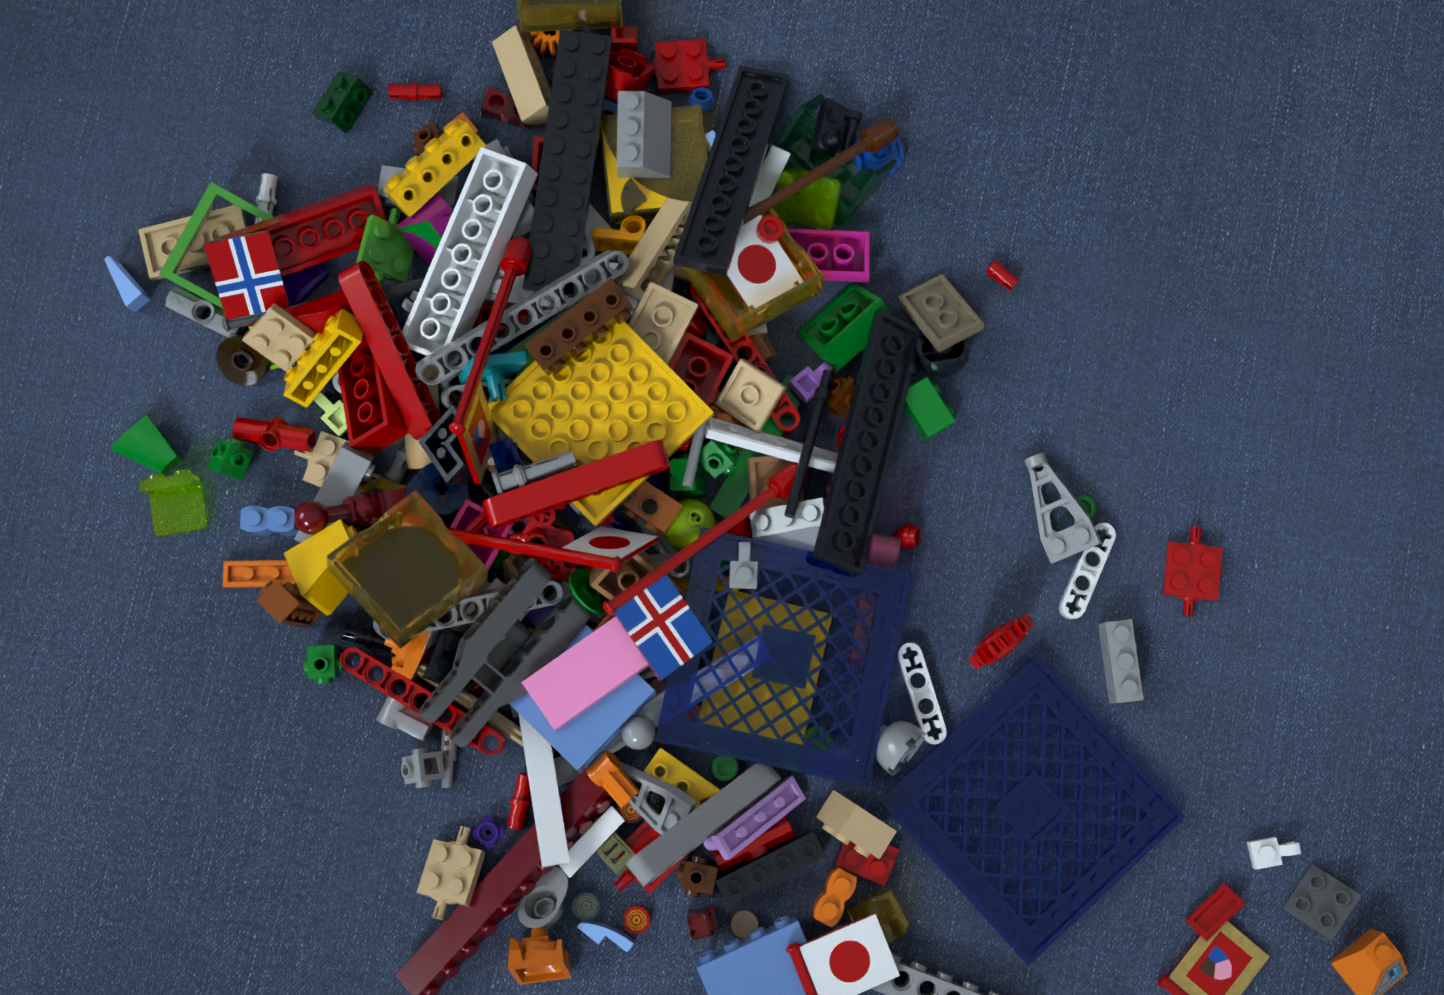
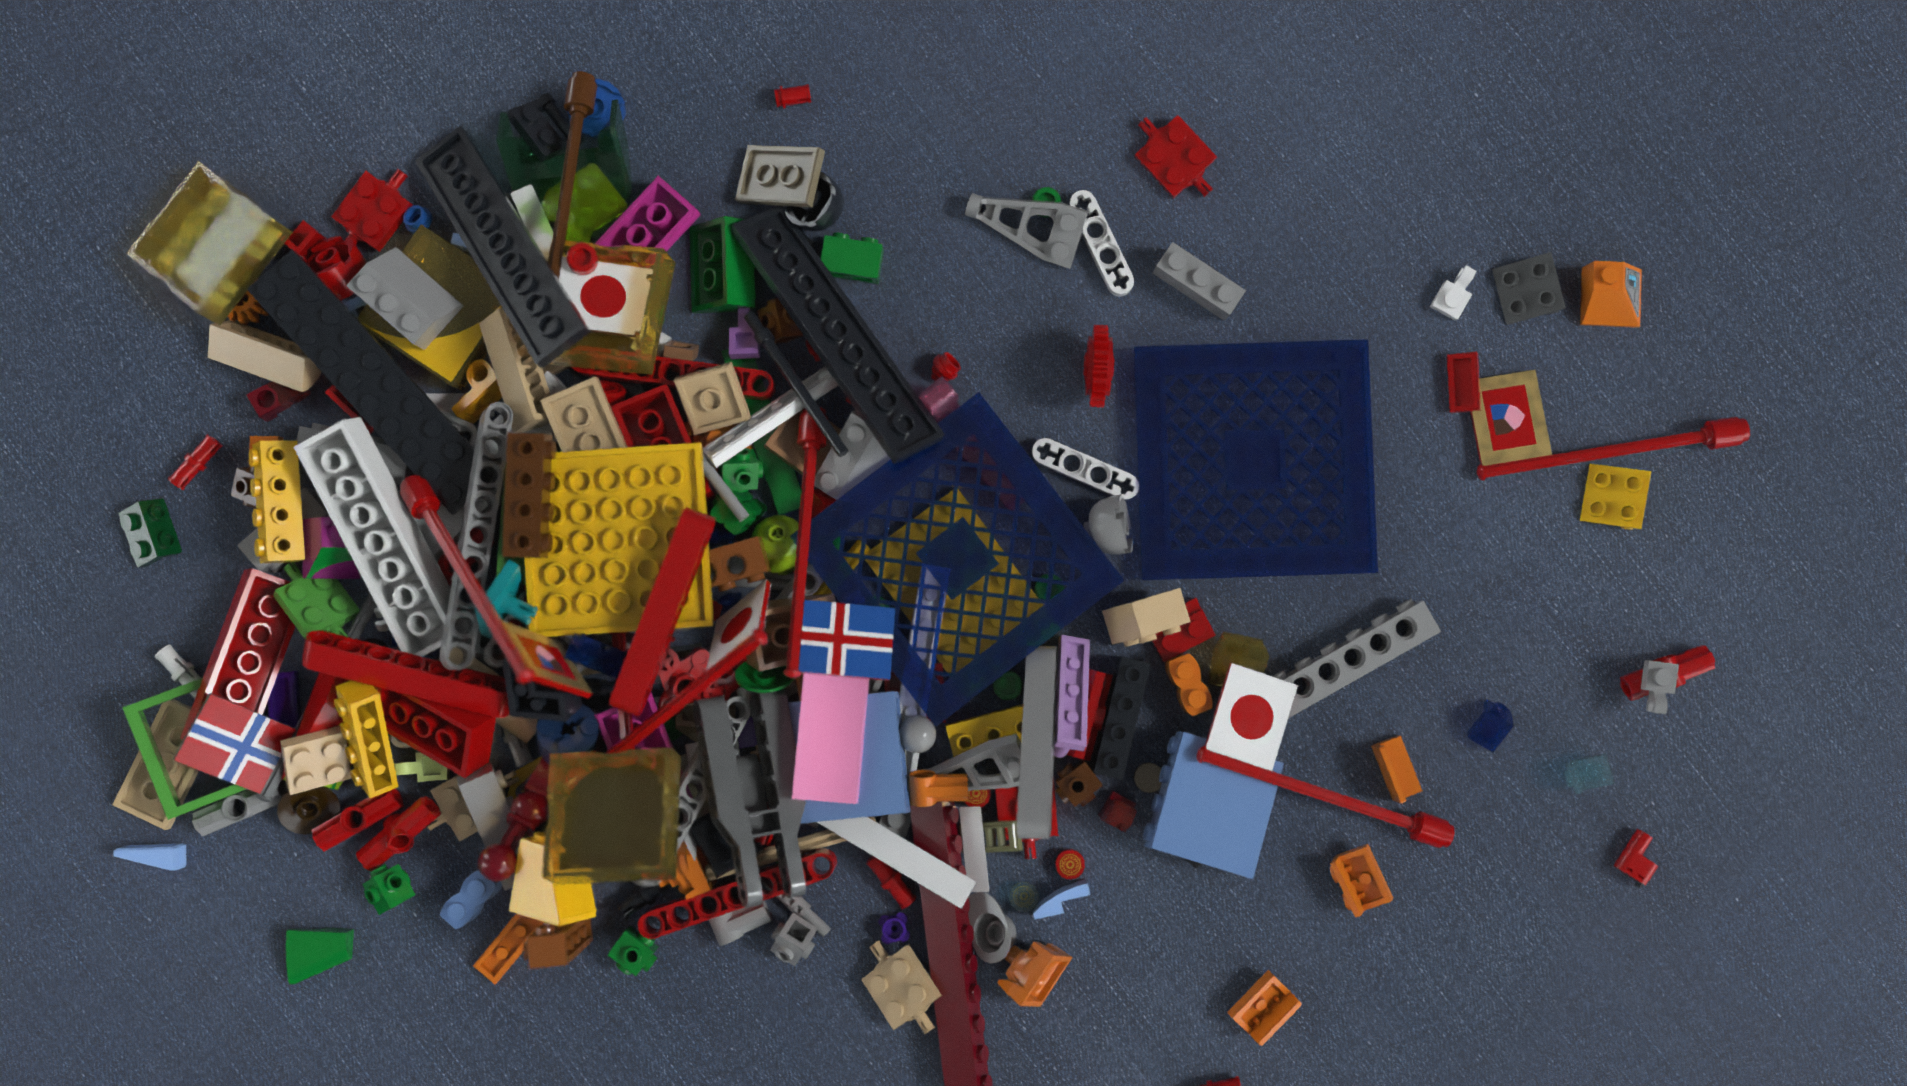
camera: 45 degrees left, 5 degrees up
(176, 502) = (386, 965): clear neon green bracket -> none
(248, 393) = (343, 825): none -> red piece
(521, 475) = (615, 652): light grey pin -> none
(631, 197) = (452, 353): clear smoke tile -> none
(743, 572) = (858, 532): light grey plate -> none

